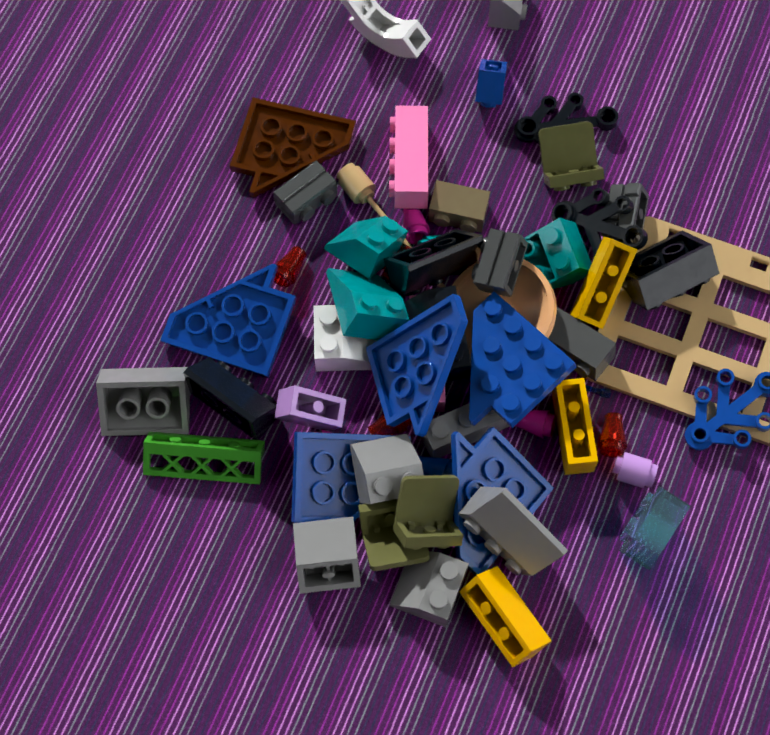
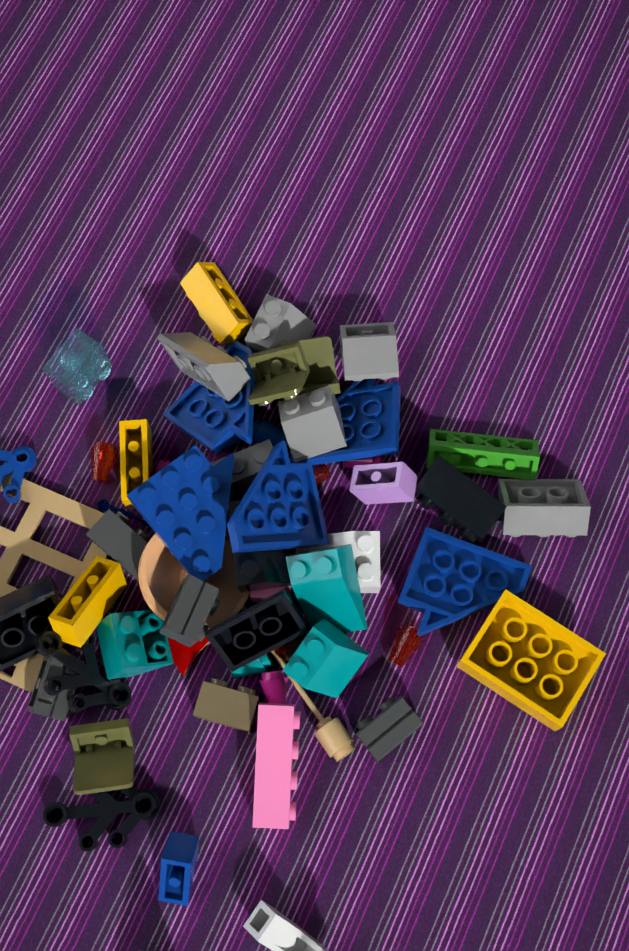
camera: 175 degrees left, 5 degrees up
(169, 247) = (531, 660): none -> yellow slope
(285, 140) = (410, 796): reddish brown wing -> none
(635, 470) = (86, 427): lavender brick -> none

